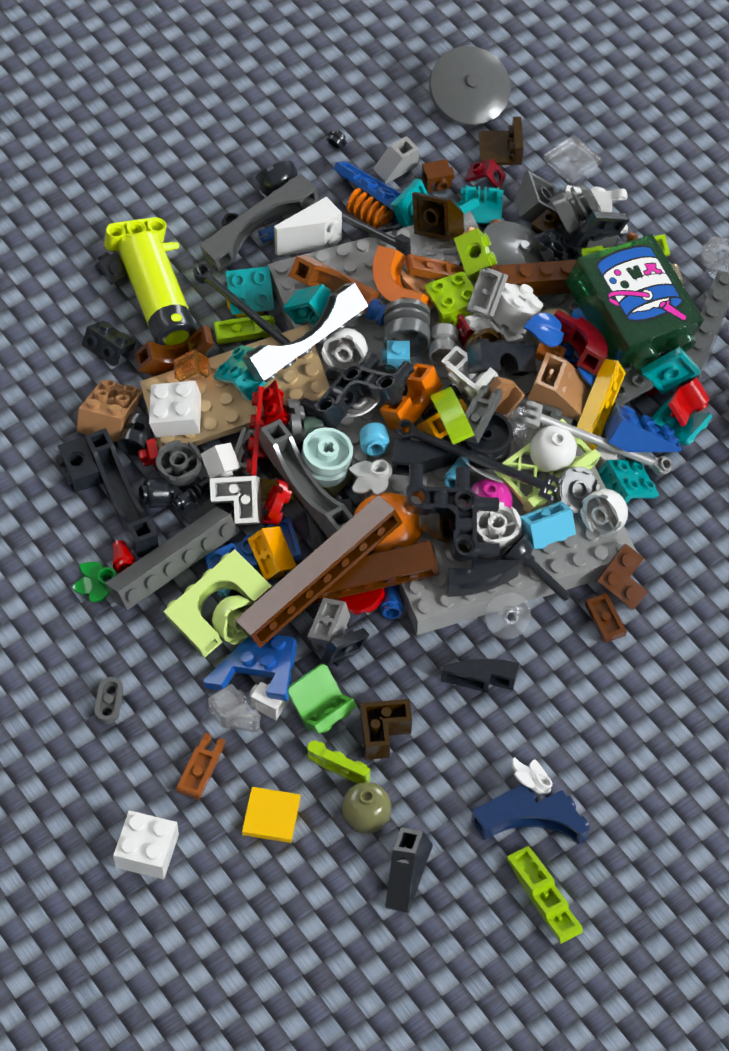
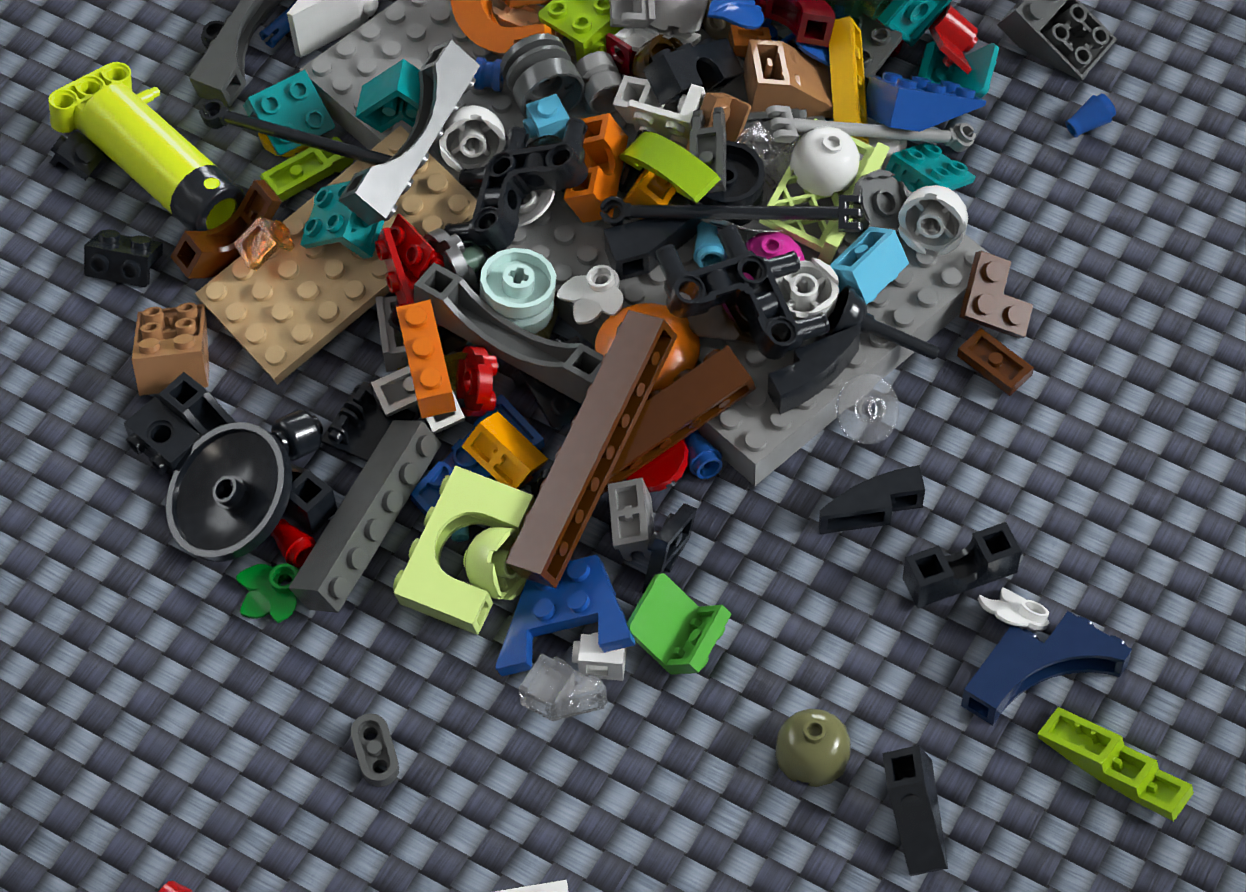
camera: 20 degrees left, 0 degrees up
(97, 511) = (229, 492): none -> black dish
(135, 434) = (228, 366): black wheel -> none
(149, 455) = (263, 386): red tile -> none
(175, 409) = (270, 308): white brick -> none
(179, 463) = (311, 380): dark grey cylinder -> none
(200, 768) = (554, 792): dark orange hinge -> none
(220, 461) = (370, 355): white brick -> none
(248, 466) = (426, 359): none -> orange arch
(271, 815) = (686, 814): yellow tile -> none
(313, 273) = (378, 54): dark orange arch -> none
(338, 763) = (742, 703): lime hinge -> none
(374, 439) = (573, 242): medium azure head -> none
(383, 720) = (774, 625): dark brown brick -> none
(527, 738) = (985, 559): none -> black arch

